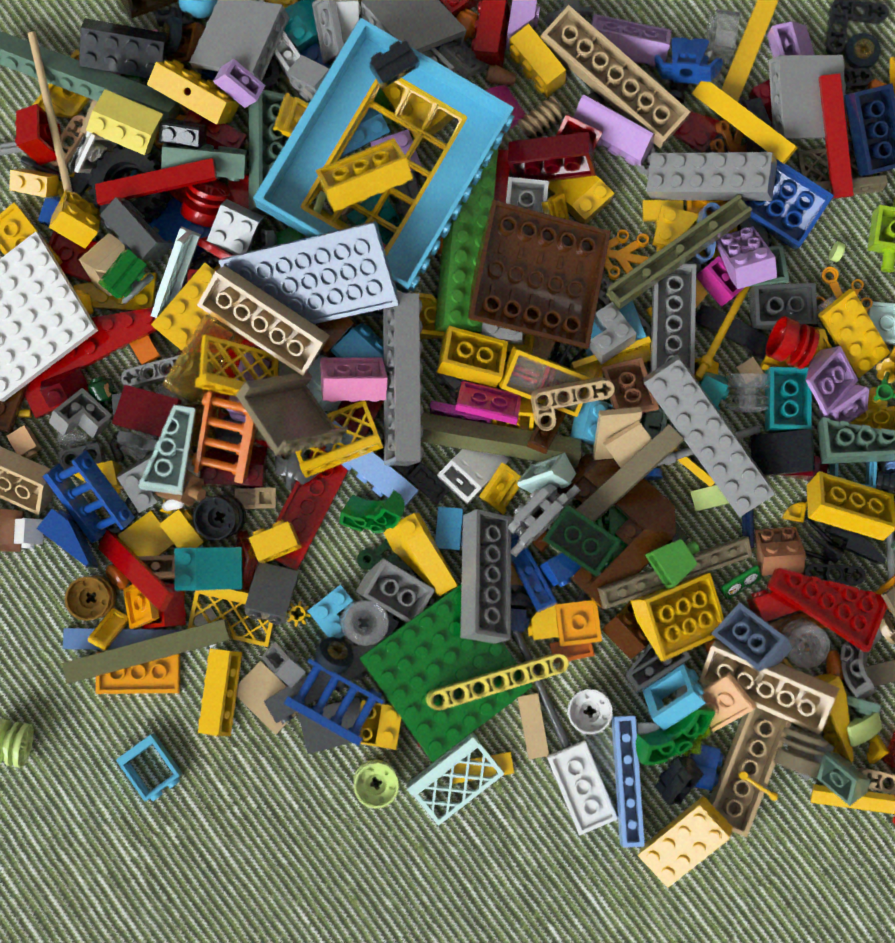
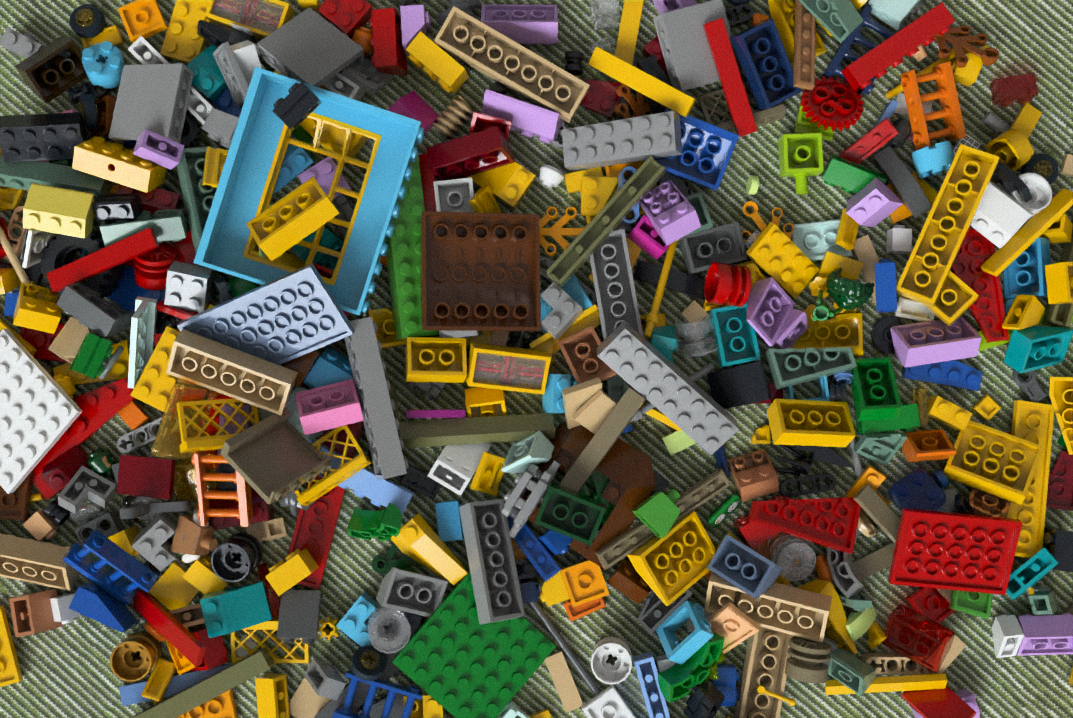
camera: 15 degrees left, 5 degrees up
(43, 432) = (56, 512): none -> black wheel
(170, 458) = (176, 515): light aqua wedge -> none
(488, 402) = (458, 400): dark pink tile -> none
(499, 75) = (406, 83): nougat cone -> none
(506, 675) = (512, 654): light yellow beam -> none
(541, 439) = (518, 413): reddish brown tile -> none
(572, 398) = (535, 381): tan beam -> none
(629, 199) = (550, 176): none -> white cone
(688, 62) = (579, 35): blue piece -> none

